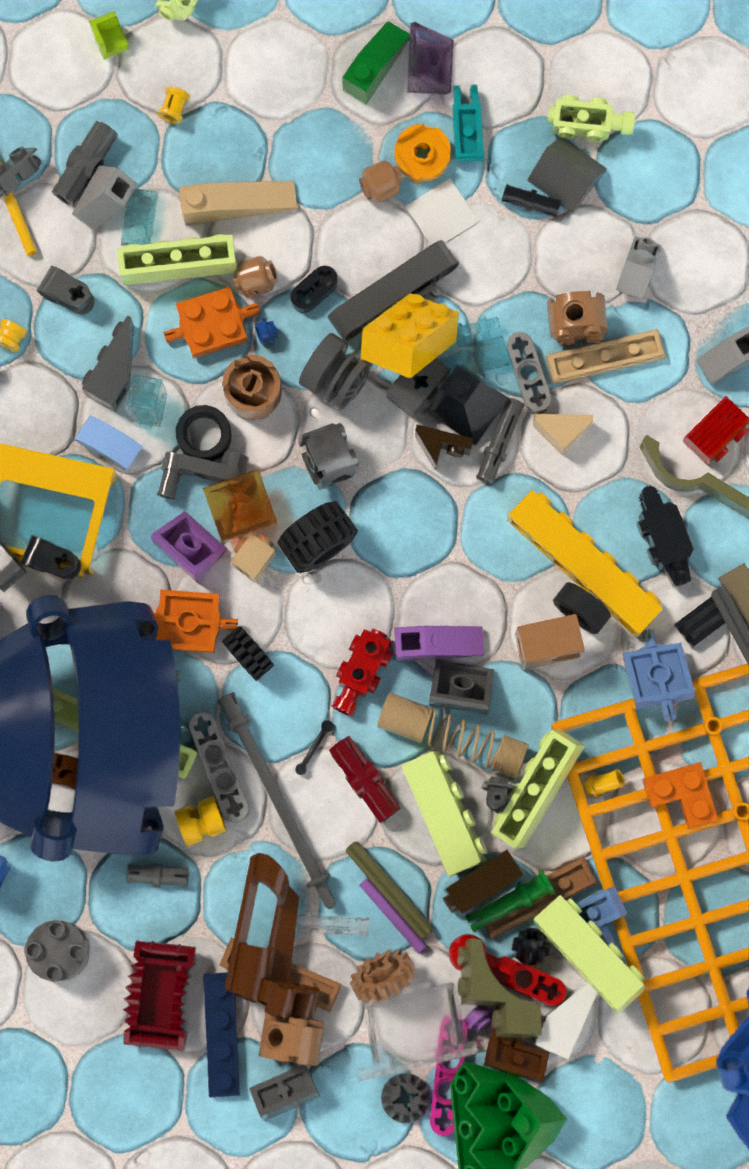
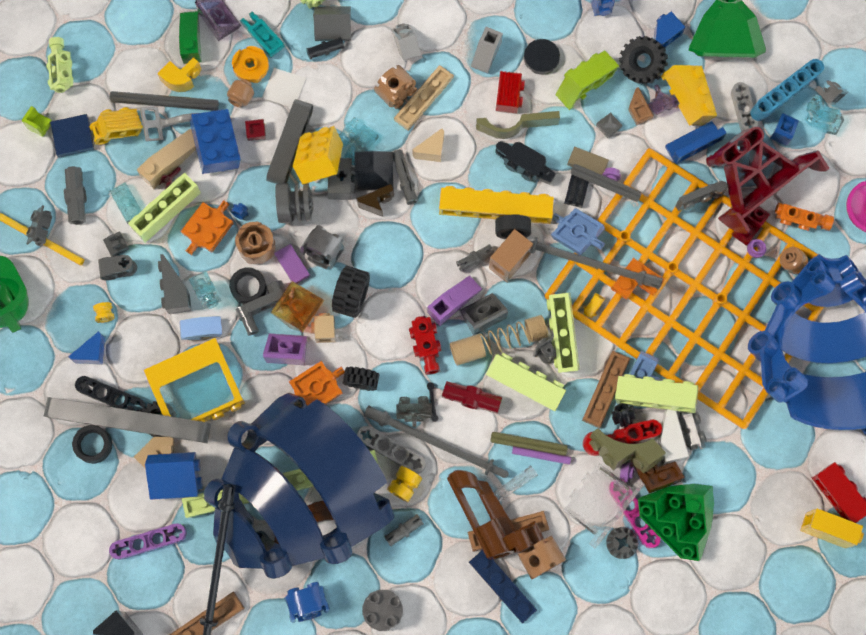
camera: 40 degrees left, 5 degrees down
(46, 557) = (216, 408): black piece -> none
(88, 261) = (116, 244): none -> dark grey tile
(104, 196) = (99, 204): light grey slope -> none
(138, 83) = (72, 135): none -> dark blue tile
(157, 995) = (453, 591): dark red piece -> none
(204, 112) = (119, 123): none -> yellow brick
(212, 225) = (168, 178): none -> dark red hand
(255, 147) = (160, 123): none -> light grey piece
(255, 276) = (212, 187): medium nougat head -> none
(277, 446) = (292, 264): none -> medium lavender tile
(279, 743) = (414, 412): none -> clear smoke hips
(282, 121) = (163, 100): none -> dark grey axle
(284, 1092) = (559, 588): dark grey hinge -> none
(301, 221) = (215, 141): none -> blue brick
(319, 108) = (178, 79): none -> yellow brick
(319, 293) = (243, 171): black beam -> none
(363, 242) = (255, 129): none -> dark red plate
(382, 976) = (562, 488): medium nougat gear -> none
(482, 883) = (574, 401): dark brown window -> none
(506, 610) = (475, 258): none -> dark grey pin
(523, 894) = (599, 391): green pin -> none
(527, 395) = (390, 126): light grey beam -> none
(601, 1042) = (696, 436): none -> dark grey hinge
(686, 795) = (641, 278): none -> dark grey bar

